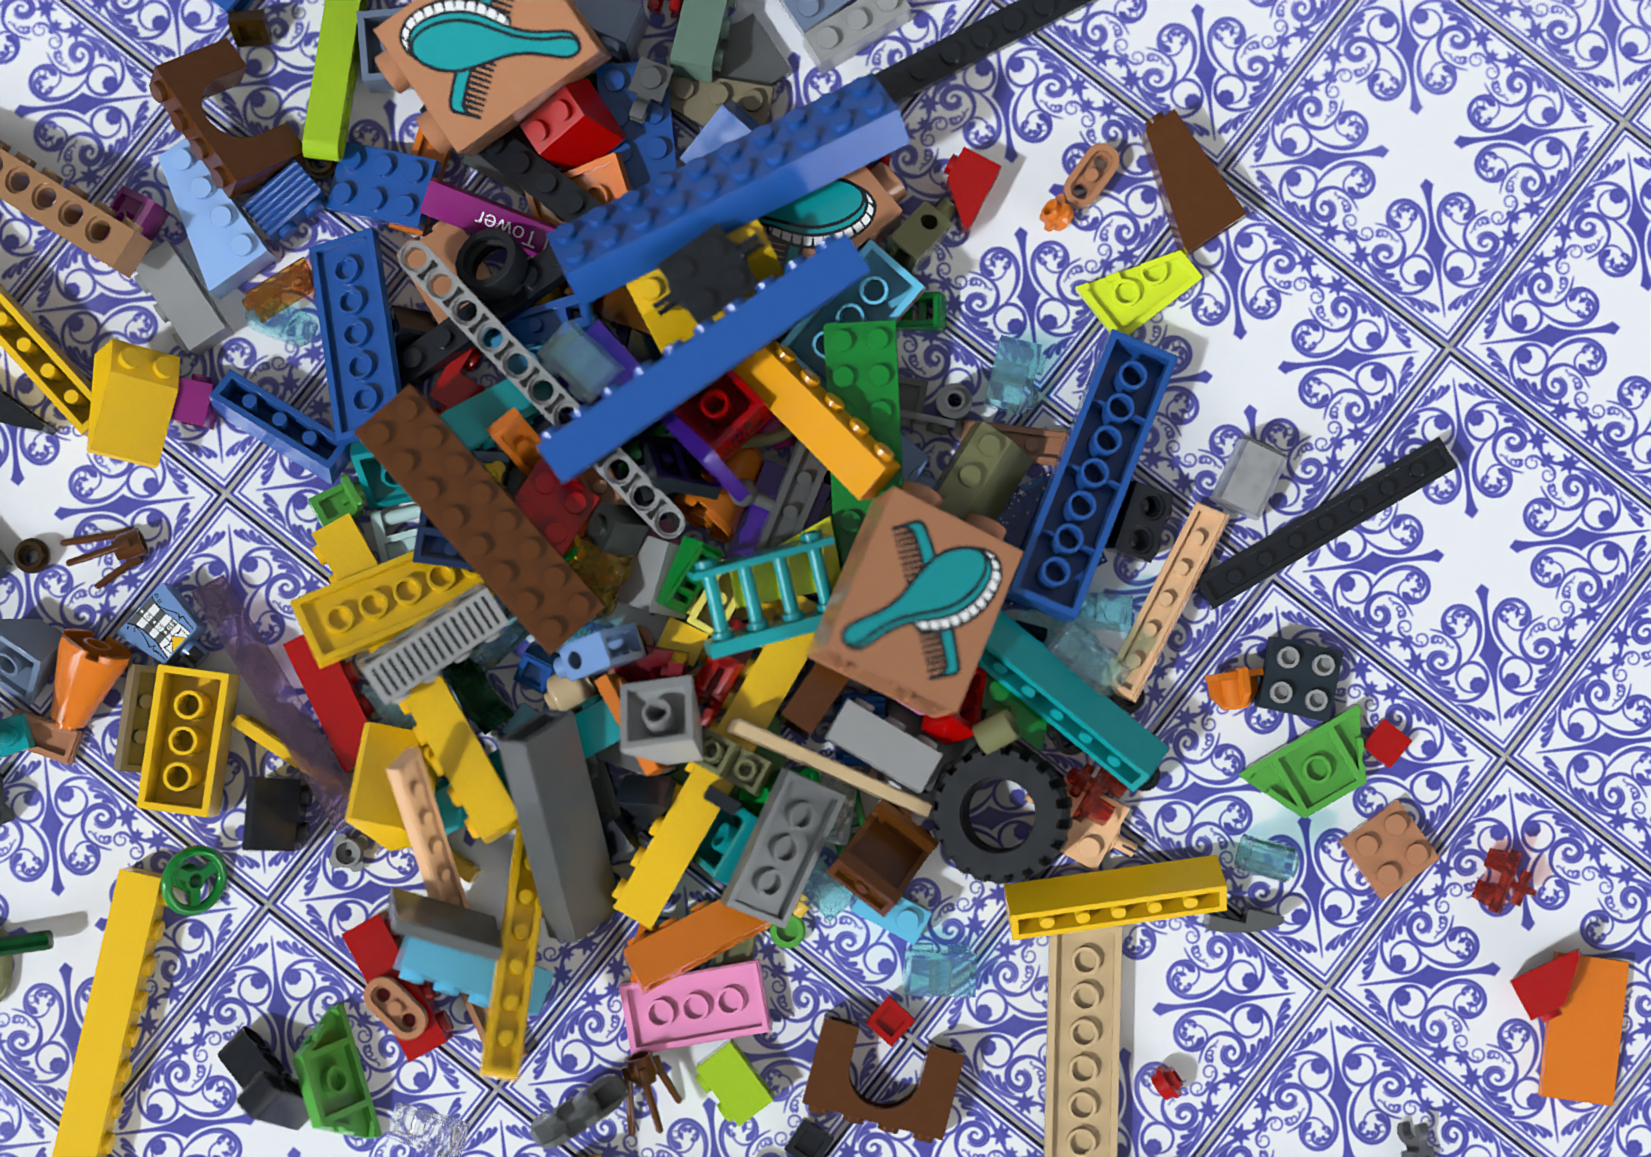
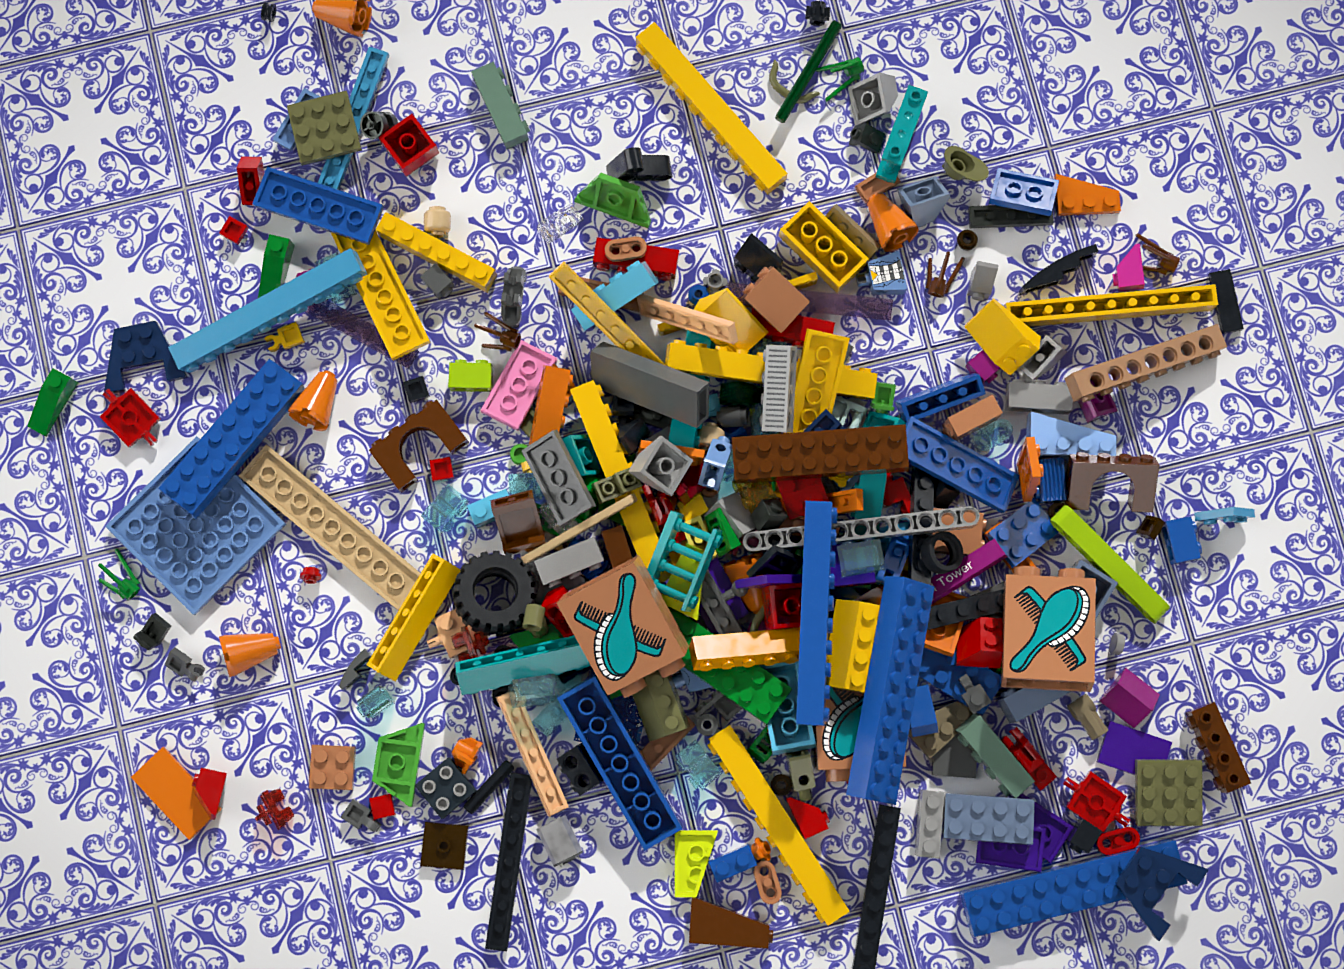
camera: 125 degrees right, 5 degrees down
(74, 490) = (982, 280): none -> light grey slope
(123, 326) = (1044, 359): none -> light grey slope
(179, 873) = (758, 202): green piece -> none
(278, 362) = (972, 418): none -> nougat brick
(280, 290) = (1007, 445): clear orange hinge -> none
(289, 233) = (1029, 468): none -> orange plate
(310, 746) = (775, 298): none -> nougat brick
(376, 869) = (697, 288): none -> blue plate
(444, 924) = (645, 297): dark grey tile -> none
(518, 683) = (732, 416): none -> dark grey brick
(707, 274) = (854, 646): black plate -> none
(721, 800) = (603, 466): black tile -> none
(946, 259) = (788, 784): none -> dark brown plate
(1008, 217) = (778, 825): none -> yellow brick
(1102, 236) = (732, 863): none -> blue brick
(1252, 624) = (488, 787): none -> black axle
(1333, 1085) = (247, 650): none -> orange cone
(1371, 622) = (444, 845): none -> dark brown plate
(1423, 766) = (358, 815): none -> dark grey plate

